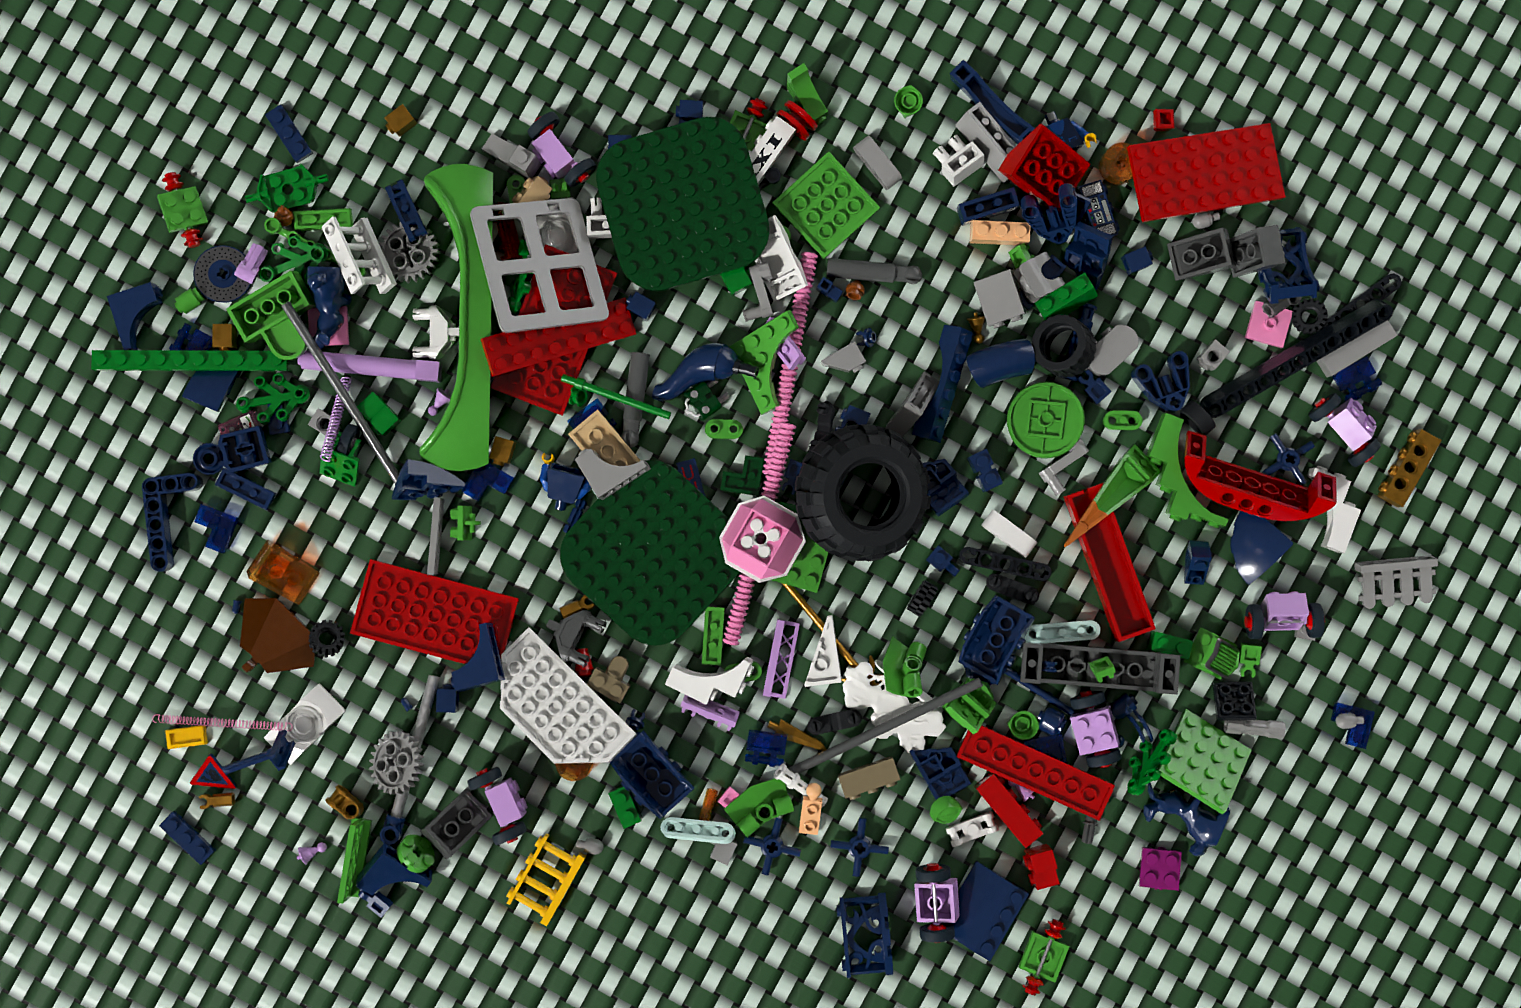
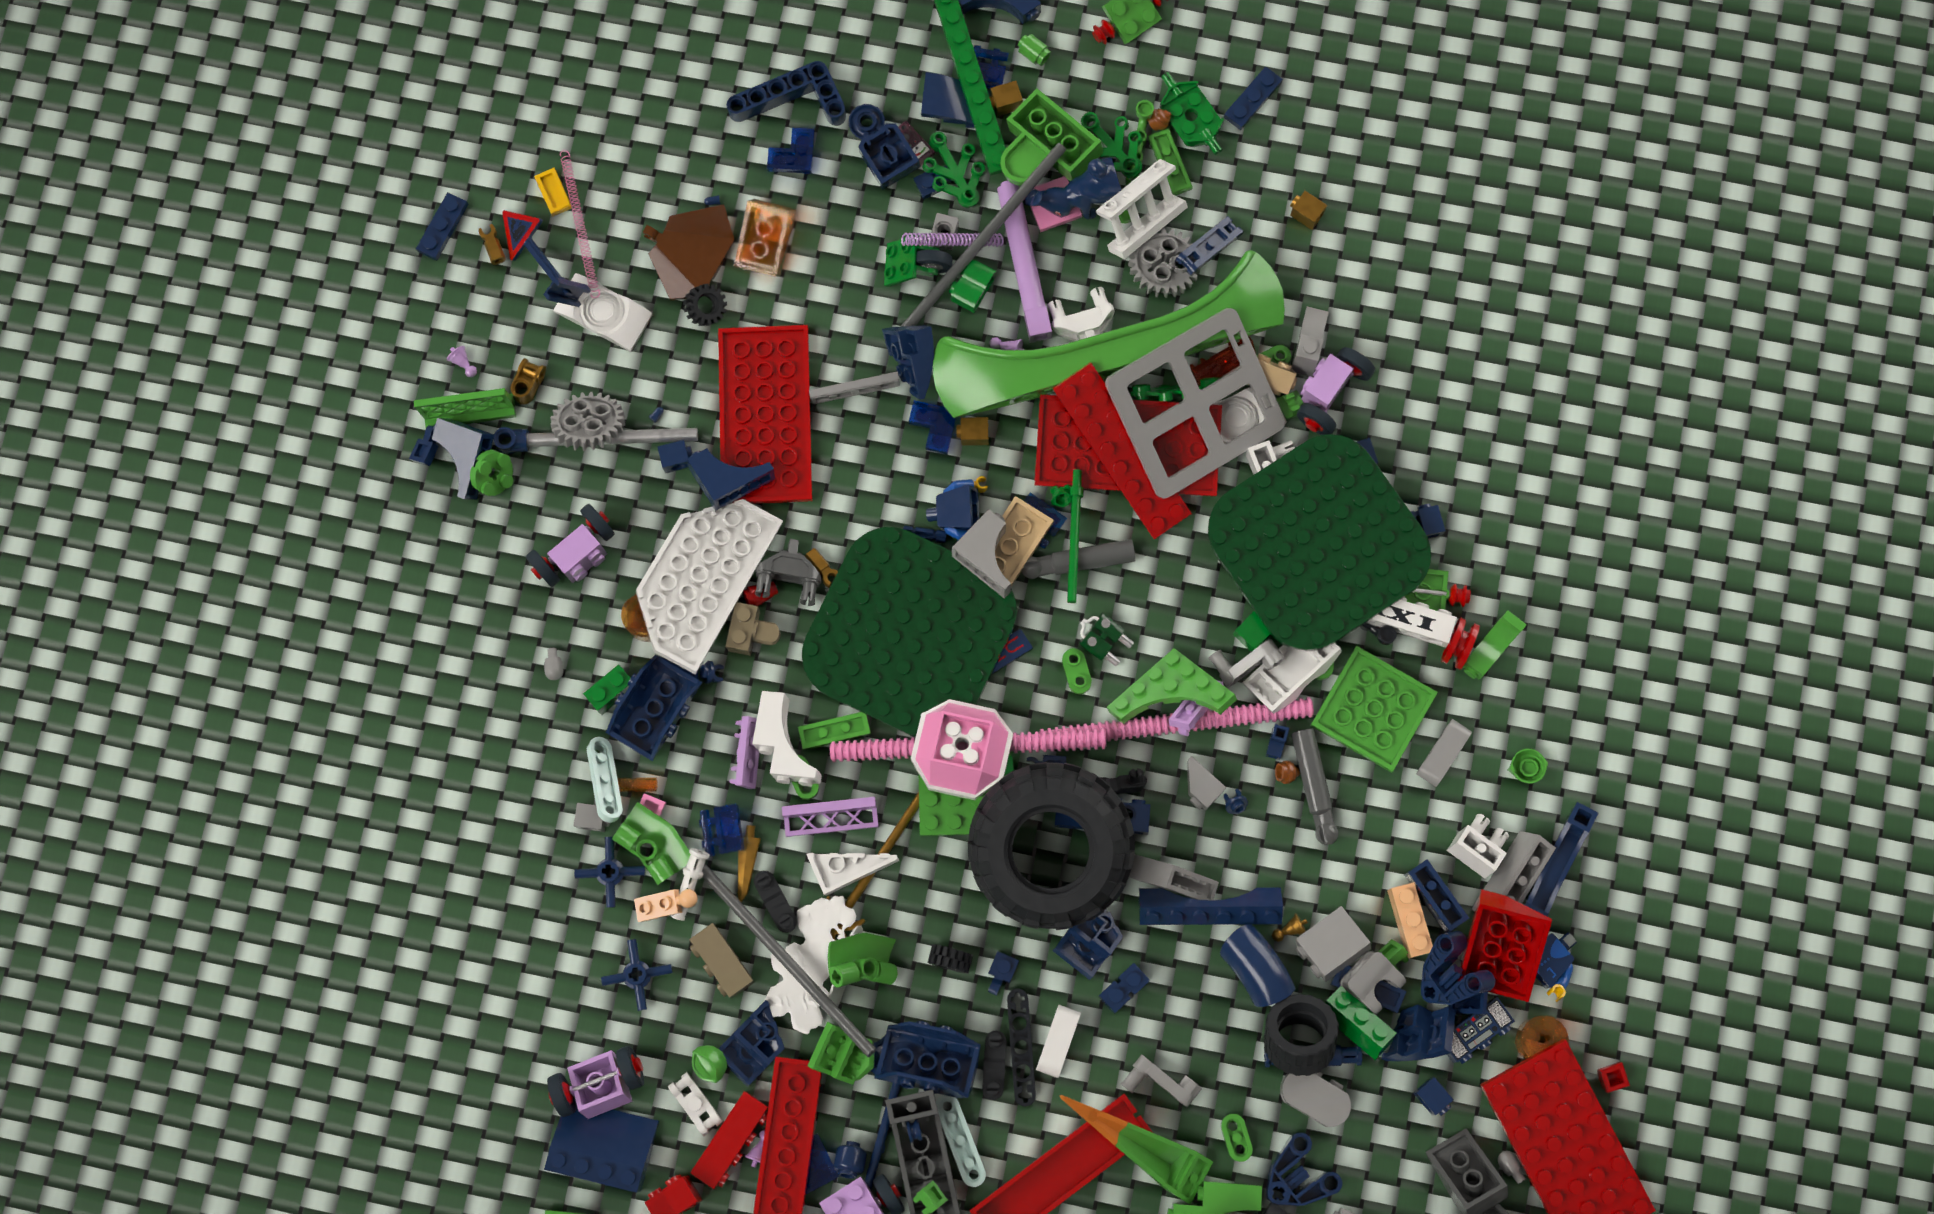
camera: 80 degrees right, 10 degrees down
(207, 271) = (1075, 59): piece -> none
(245, 489) = (845, 171): dark blue plate -> none
(249, 267) = (1089, 100): lavender piece -> none
(456, 824) = (537, 508): dark grey slope -> none
(466, 523) = (879, 415): bright green hips -> none
(564, 878) = (508, 647): yellow fence -> none
(640, 306) = (1187, 534): dark blue brick -> none
(702, 364) = (1144, 624): dark blue animal -> none
(748, 481) = (1023, 716): dark green plate -> none
(881, 959) = (565, 1019): dark blue fence -> none
(1023, 725) = (835, 1127): bright green hat -> none
(1045, 420) = (1206, 1043): bright green plate -> none
(1095, 389) = (1263, 1094): dark blue plate -> none

